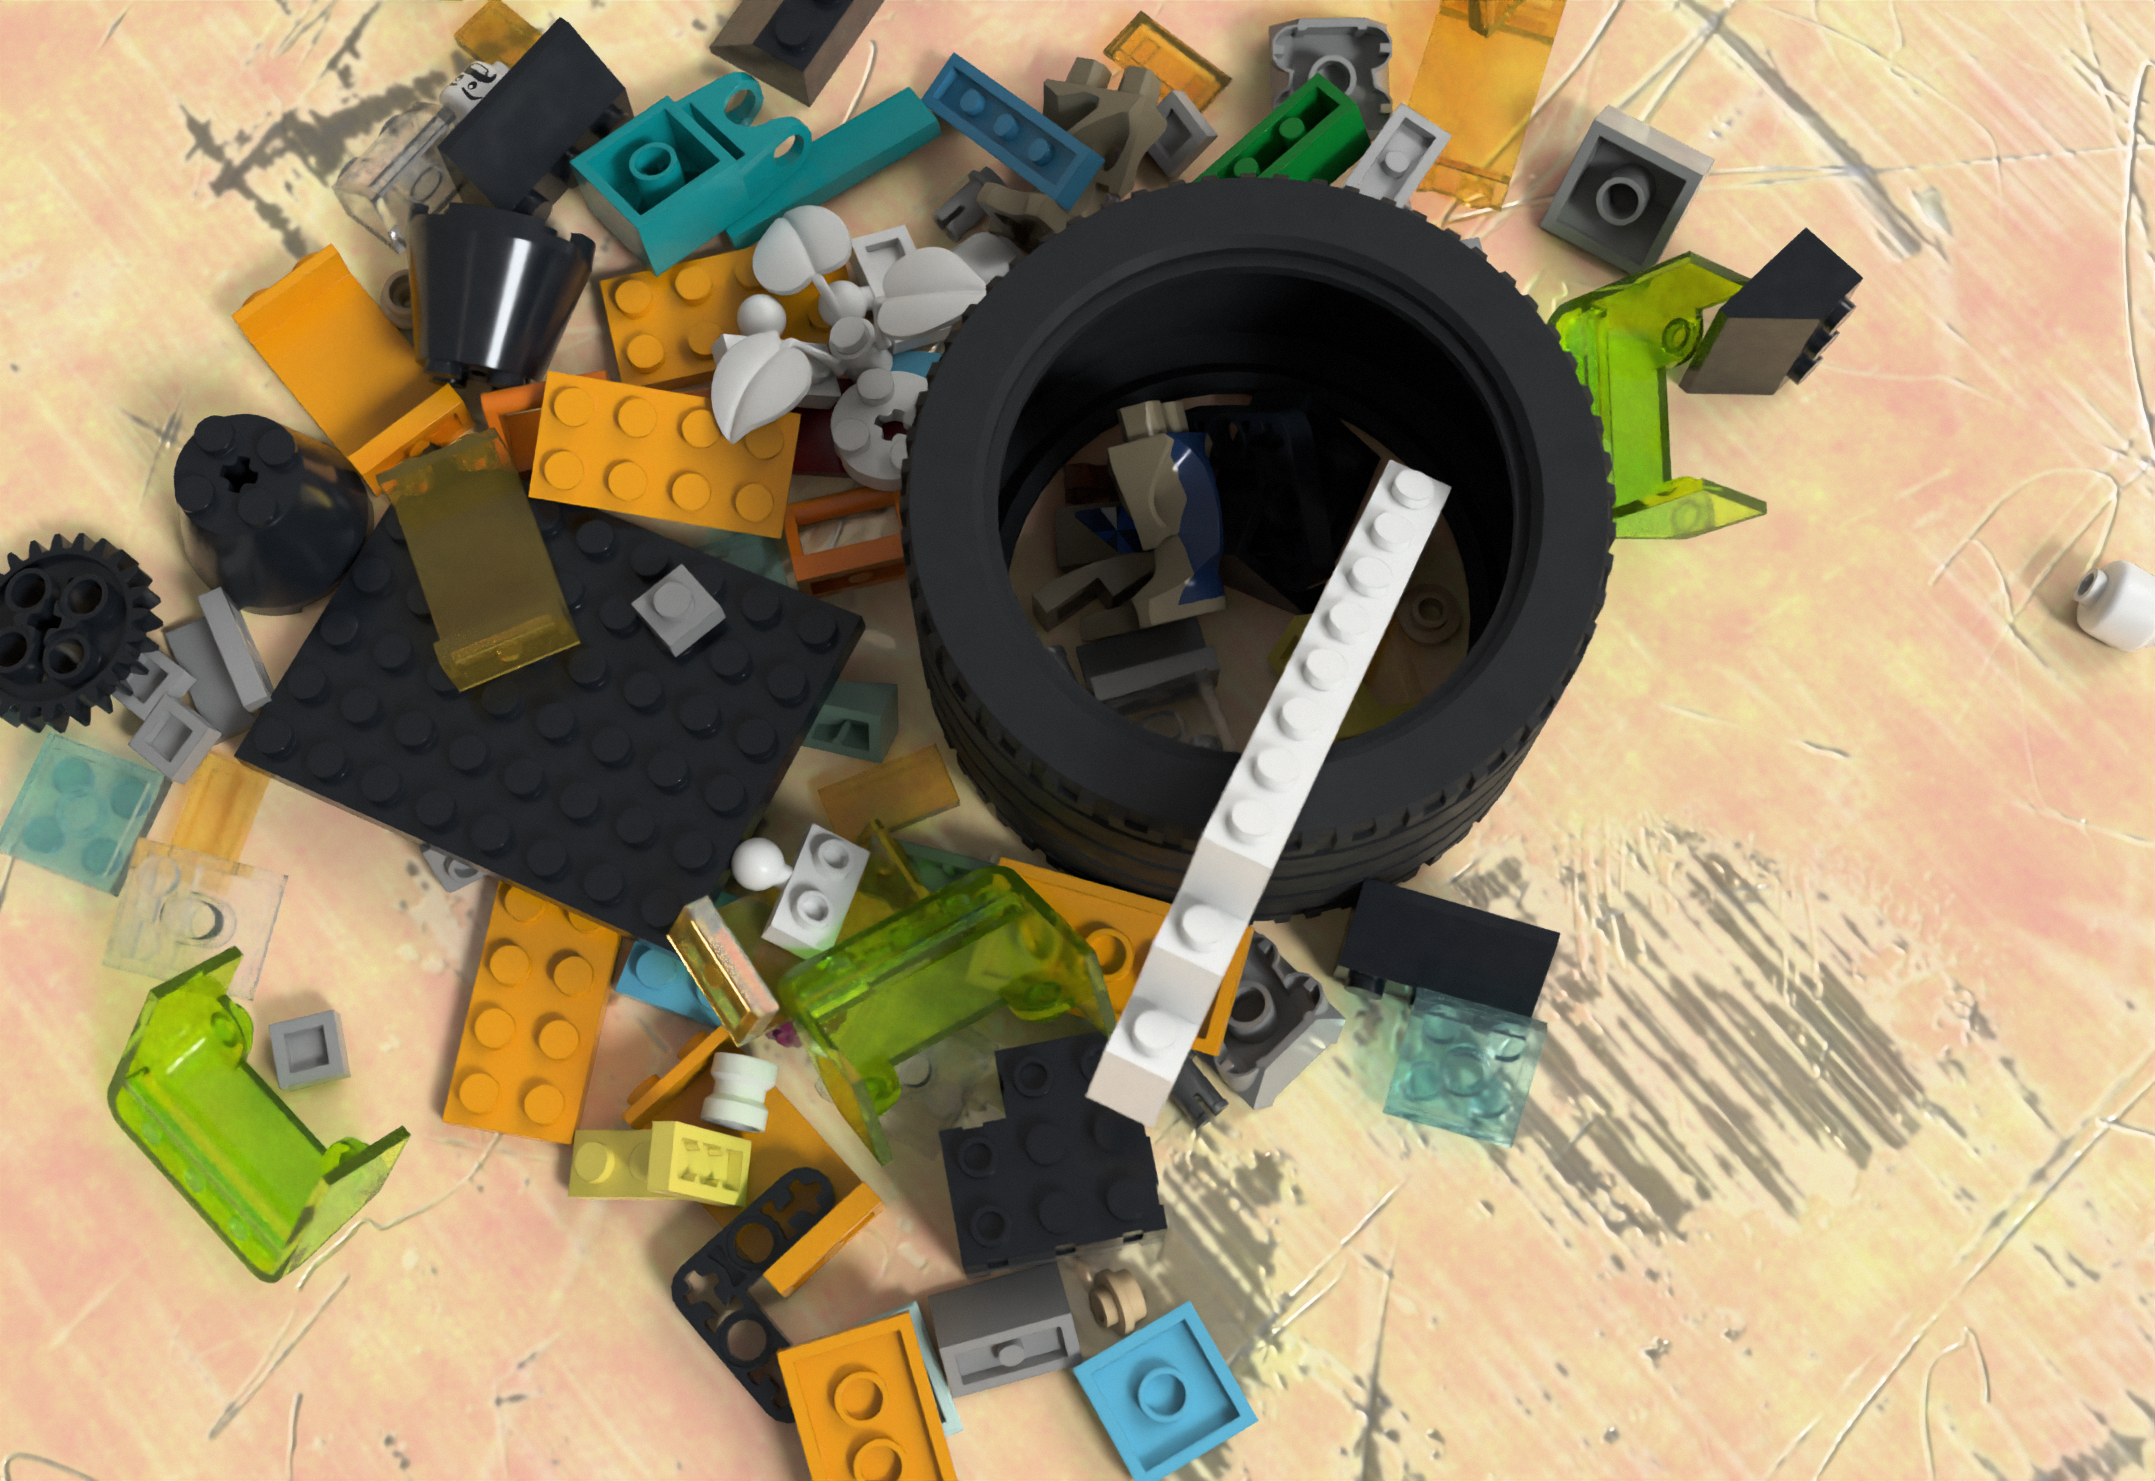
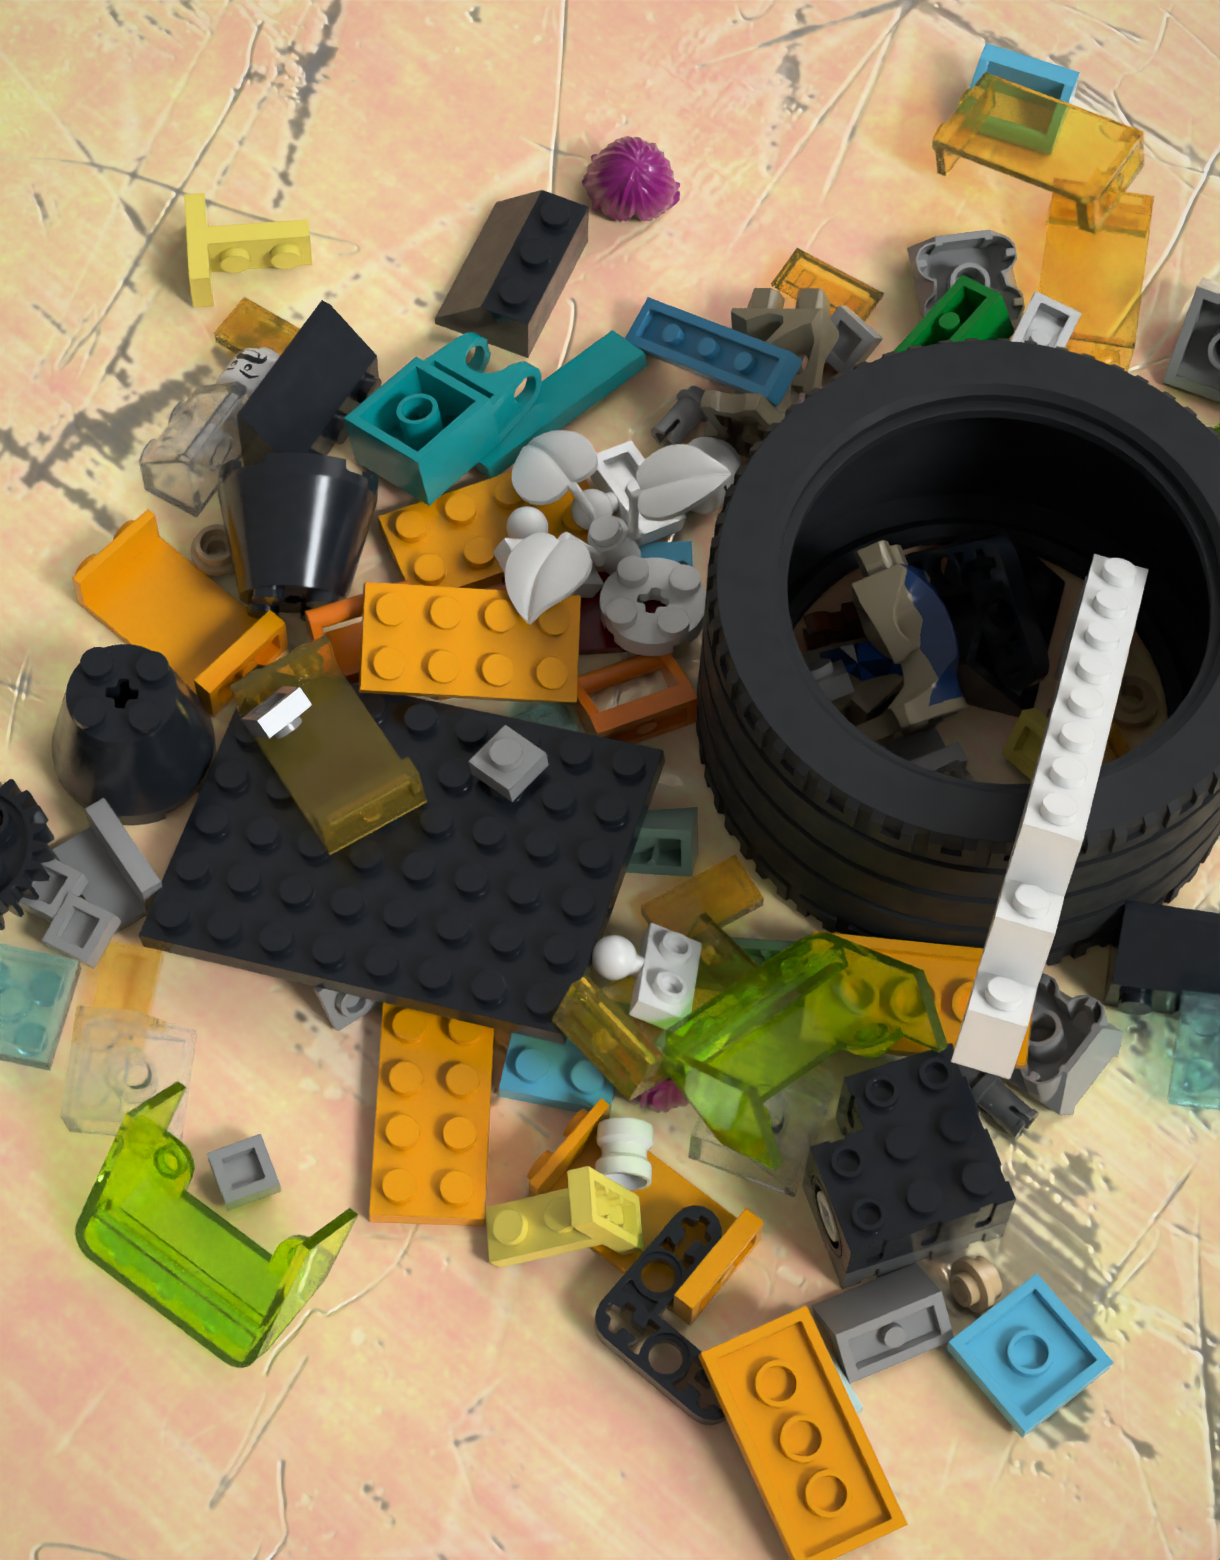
camera: 10 degrees left, 10 degrees down
(426, 515) = (277, 714): none -> plate
(1067, 553) = (831, 678): none -> light grey plate

